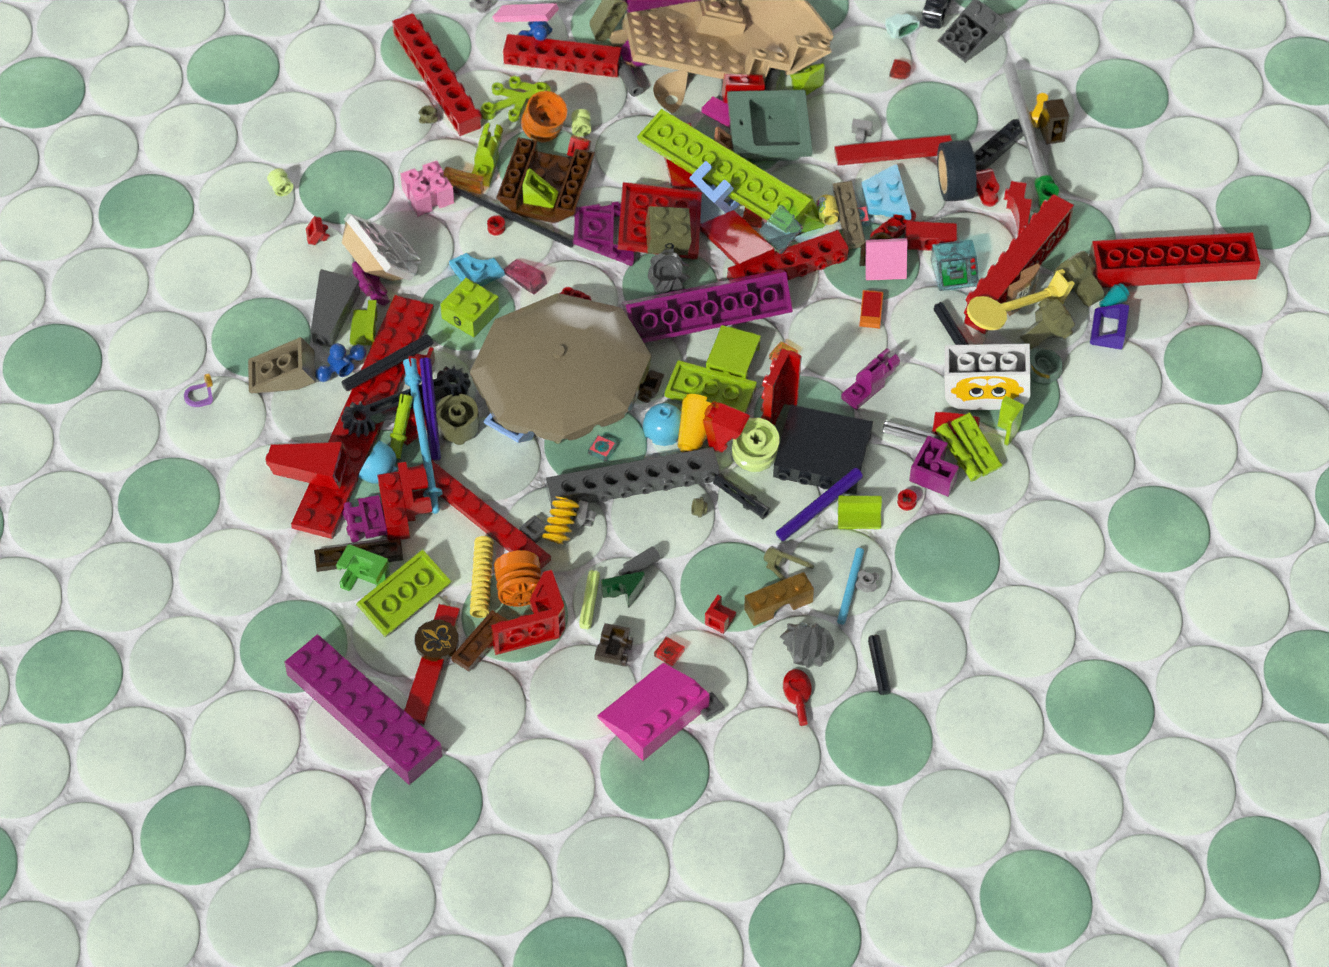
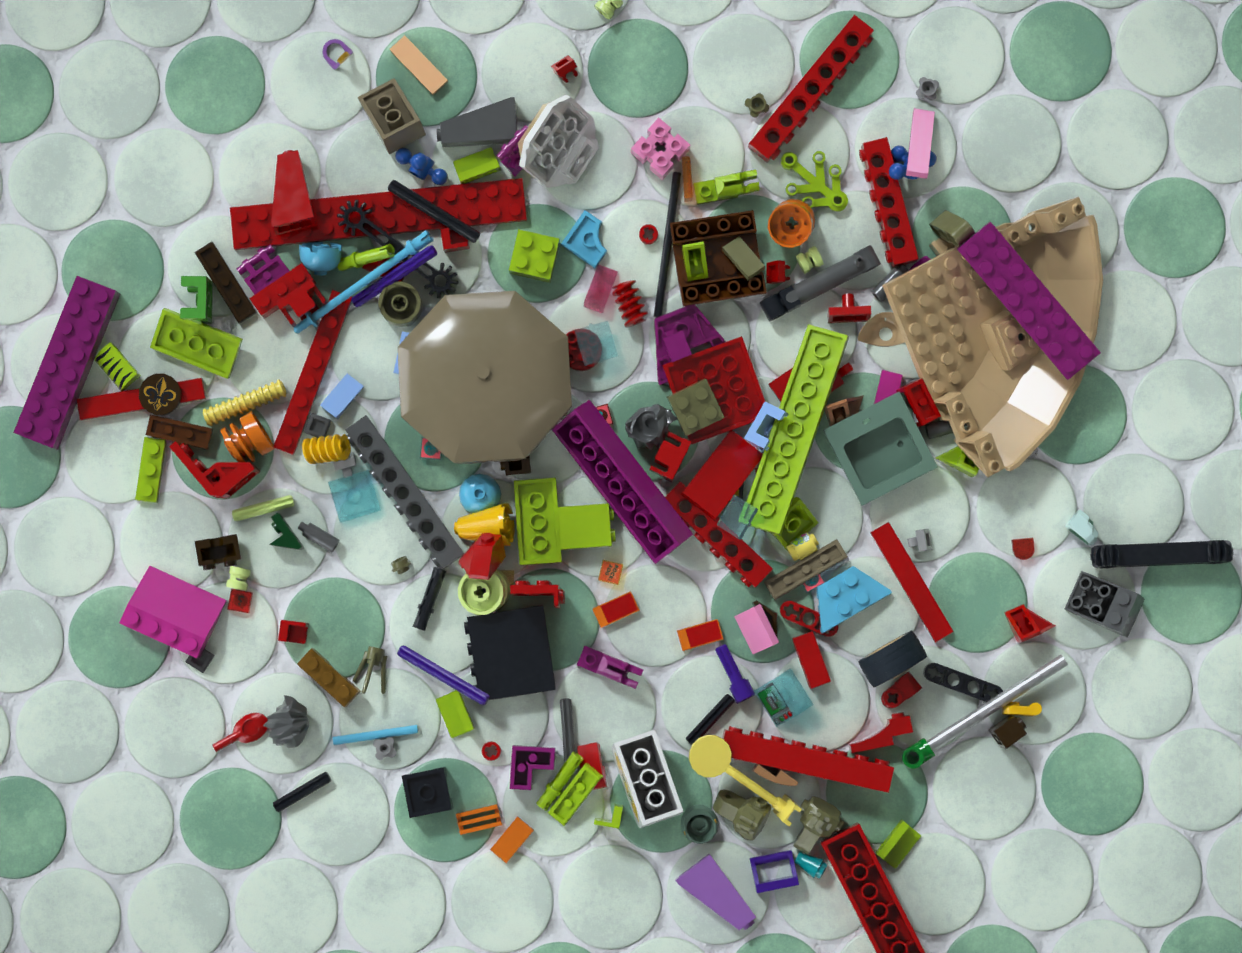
camera: 70 degrees right, 30 degrees up
(248, 336) = (418, 65): none -> light nougat tile
(390, 669) = (116, 366): none -> lime brick
(504, 680) = (150, 469): none -> lime plate
(517, 500) = (342, 396): none -> light blue slope
(550, 253) = (629, 303): none -> red piece
(556, 157) = (743, 258): none -> olive tile
(573, 285) = (596, 343): none -> clear light blue piece
(605, 123) = (819, 283): none -> dark grey piece
(606, 228) = (676, 344): none -> magenta brick
(615, 523) = (354, 496): none -> clear light blue plate
(641, 112) = (848, 311): none -> red tile
(647, 640) = (240, 573): none -> yellowish green wheel
(706, 261) = (670, 456): none -> red panel
(819, 361) = (615, 609): none -> red tile
(925, 555) = (427, 792): none -> black panel
(932, 293) = (740, 688): none -> dark purple piece
(966, 88) = (1026, 623): none -> red slope
(968, 517) = (474, 820): none -> orange tile
(998, 512) = (511, 839): none -> orange tile
(1111, 371) = (713, 888): none -> medium lavender slope
(1115, 228) = (898, 844): none -> lime panel

